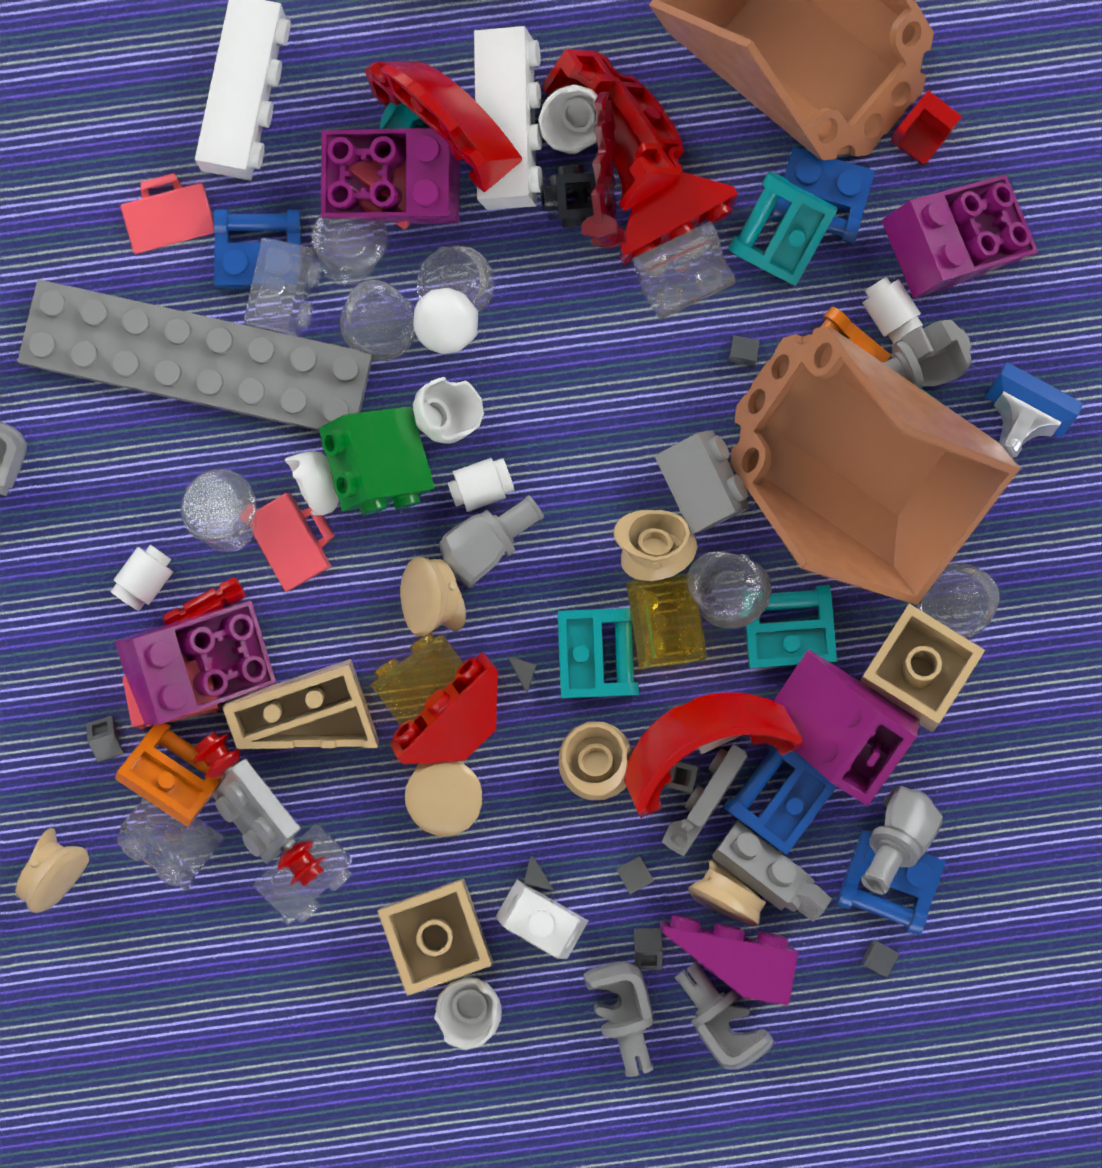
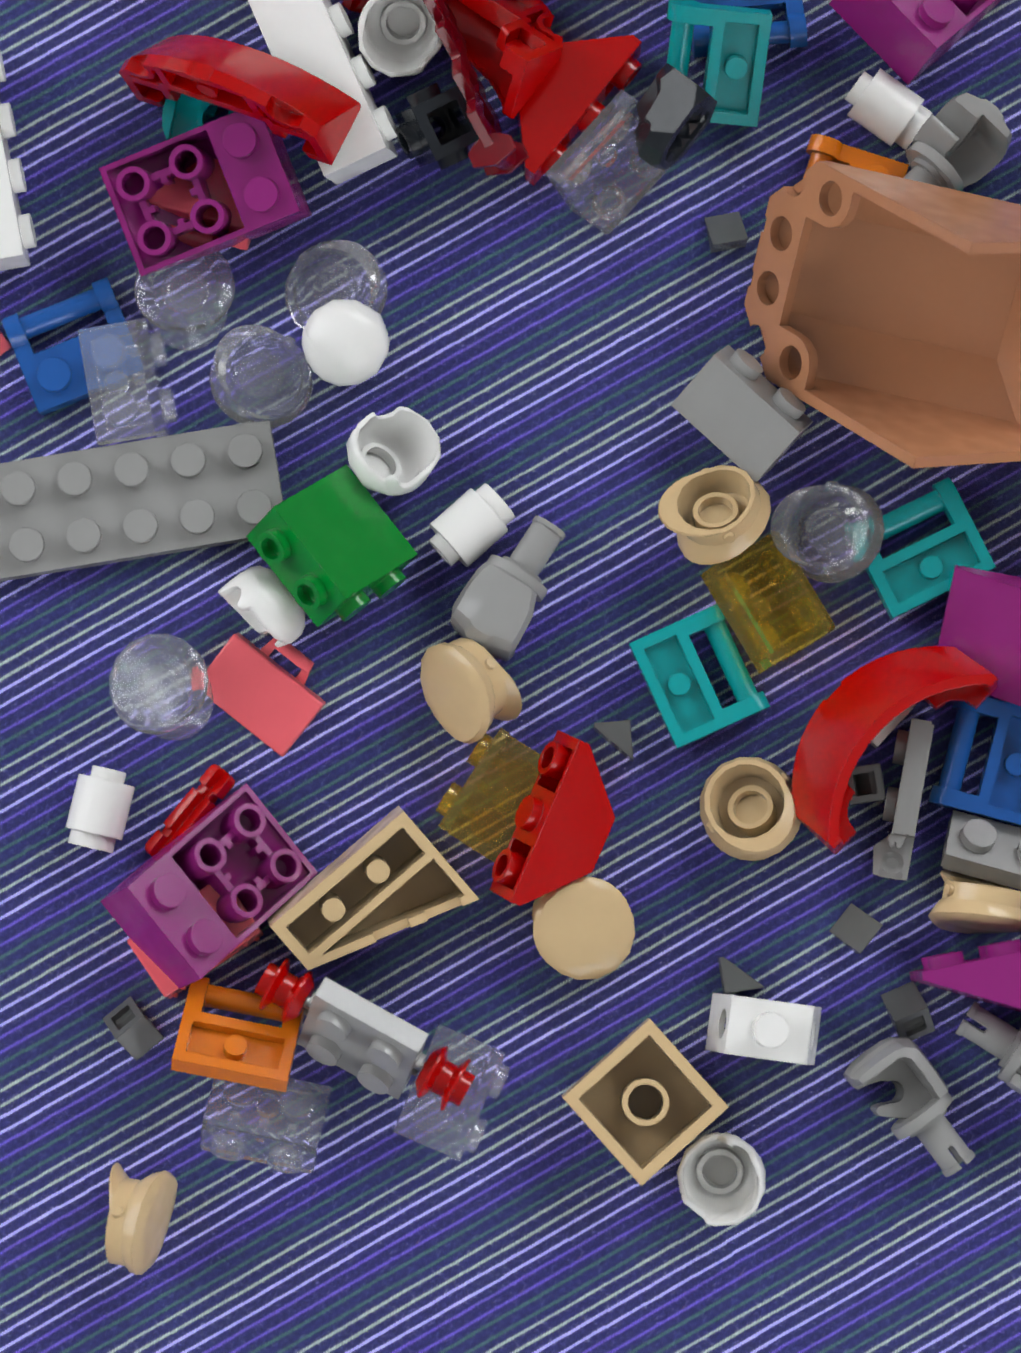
camera: 25 degrees left, 0 degrees up
(736, 255) = (671, 117): none -> black rock

